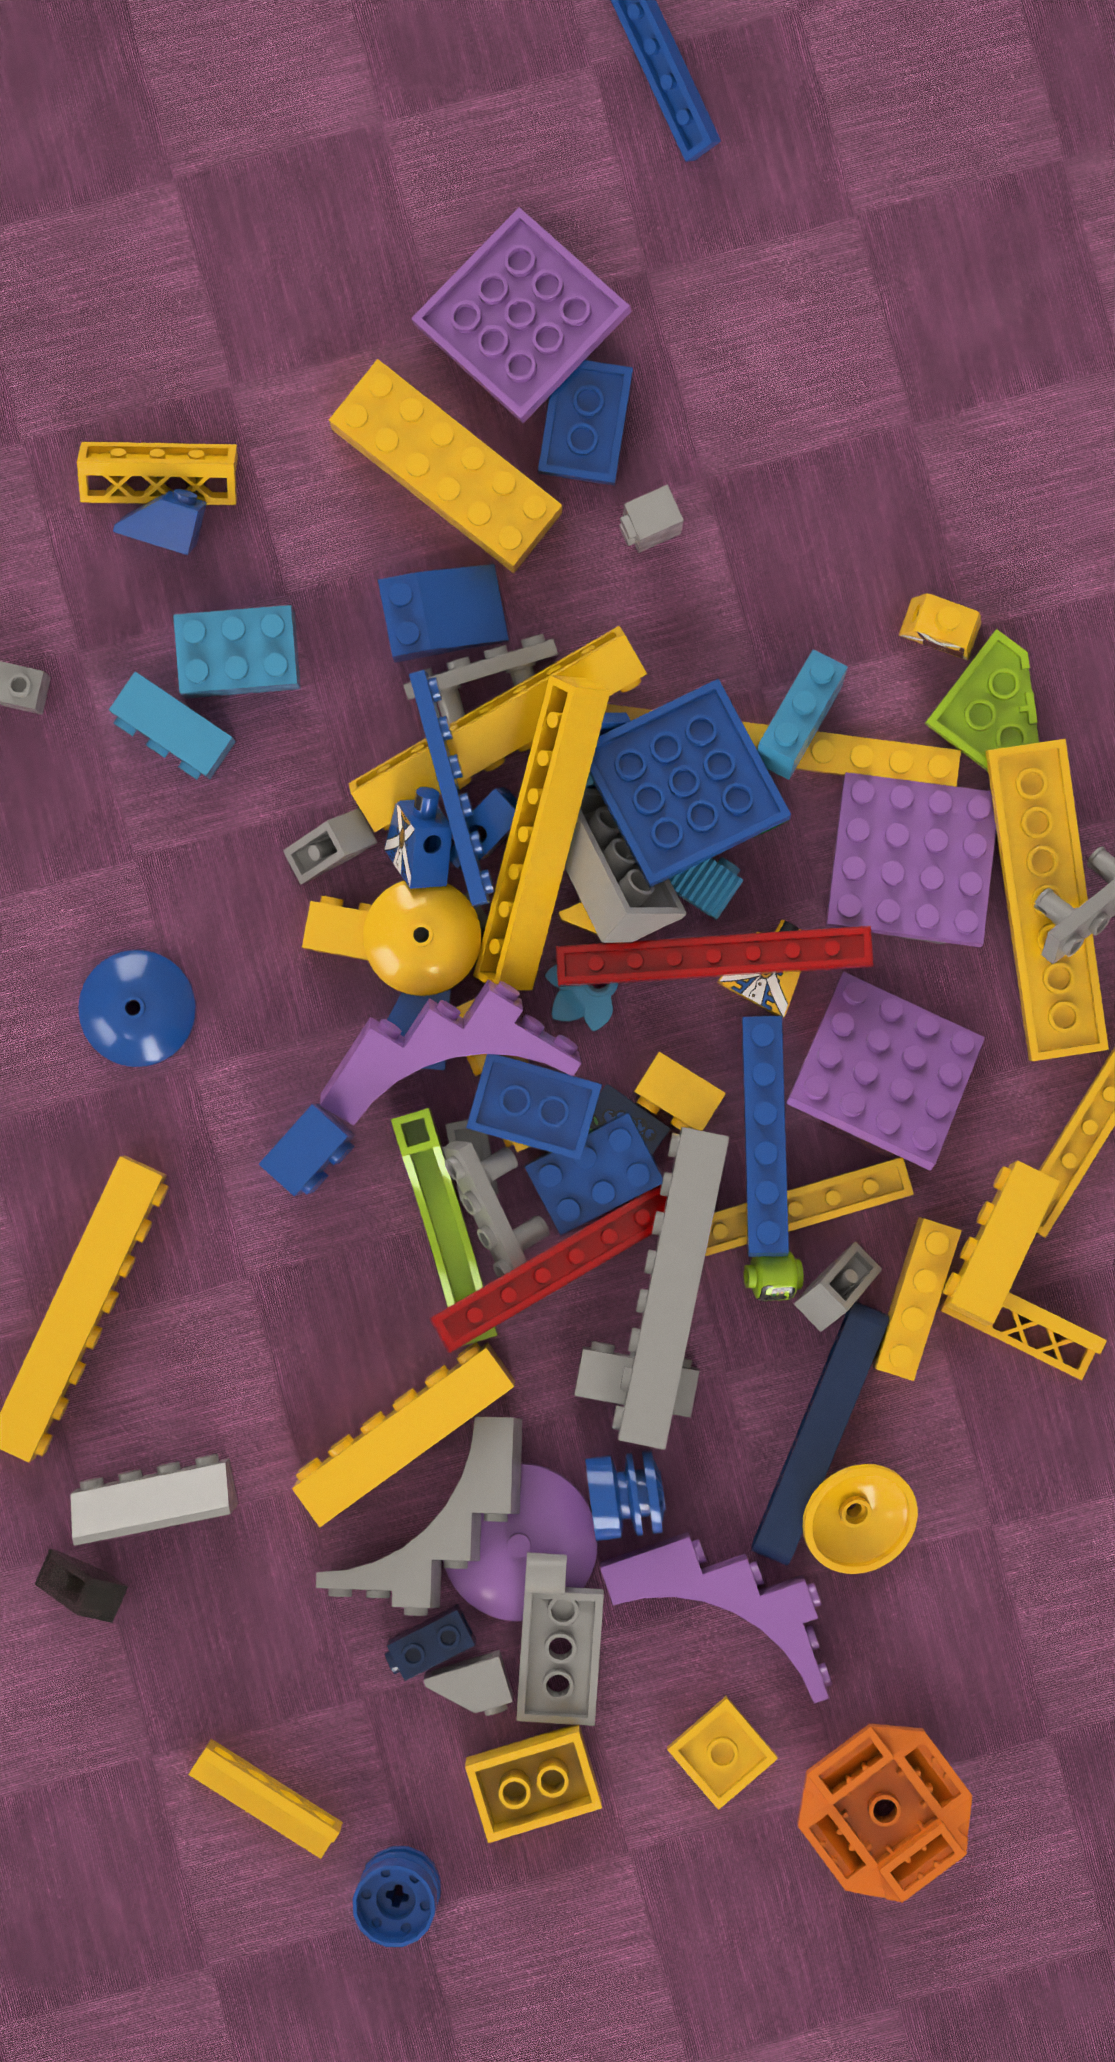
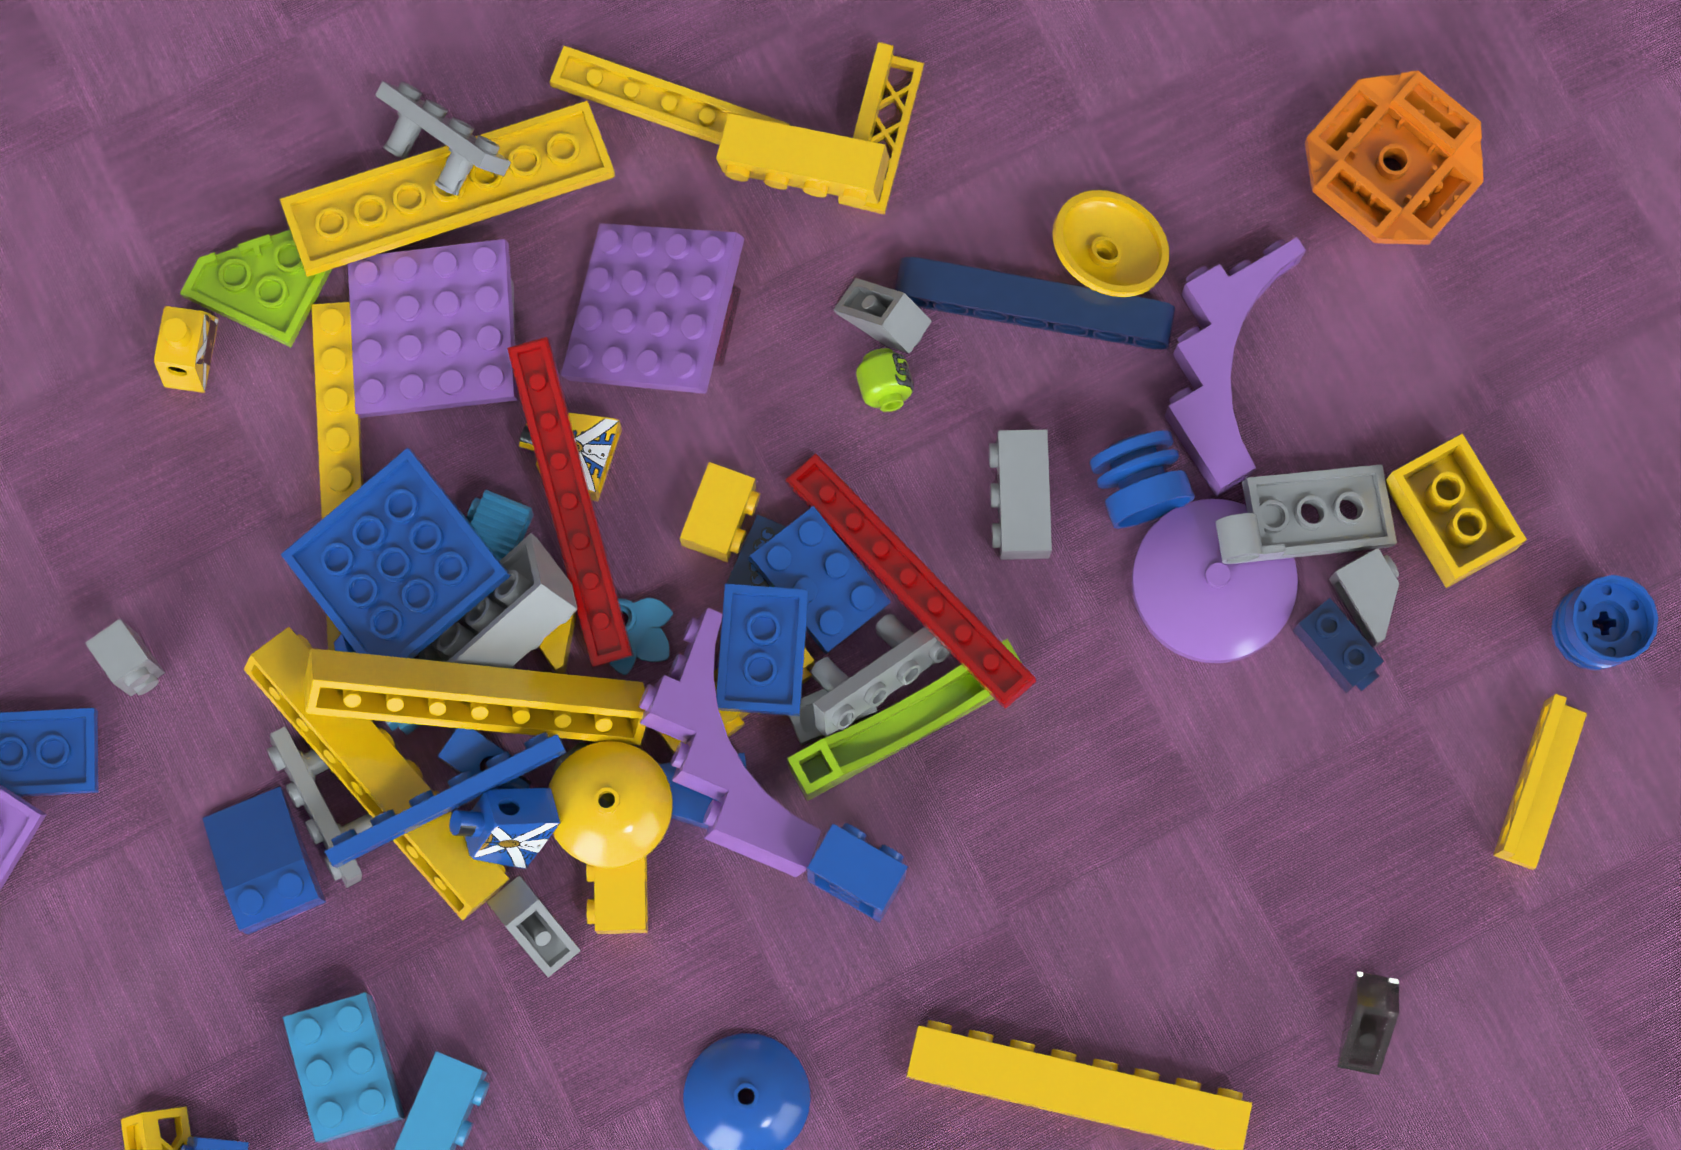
camera: 105 degrees left, 10 degrees down
(152, 1500) = (1261, 963): slope -> none
(403, 1434) = (1129, 715): yellow brick -> none
(445, 466) = (105, 888): yellow brick -> none
(486, 1486) = (1270, 675): light grey arch -> none
(672, 1287) = (918, 471): light grey brick -> none
(722, 1752) = (1377, 334): yellow plate -> none
(765, 1136) = (744, 413): blue brick -> none
(801, 713) = (301, 464): dark azure brick -> none
(819, 1202) = (813, 374): yellow plate -> none
(916, 1298) = (874, 234): yellow brick -> none

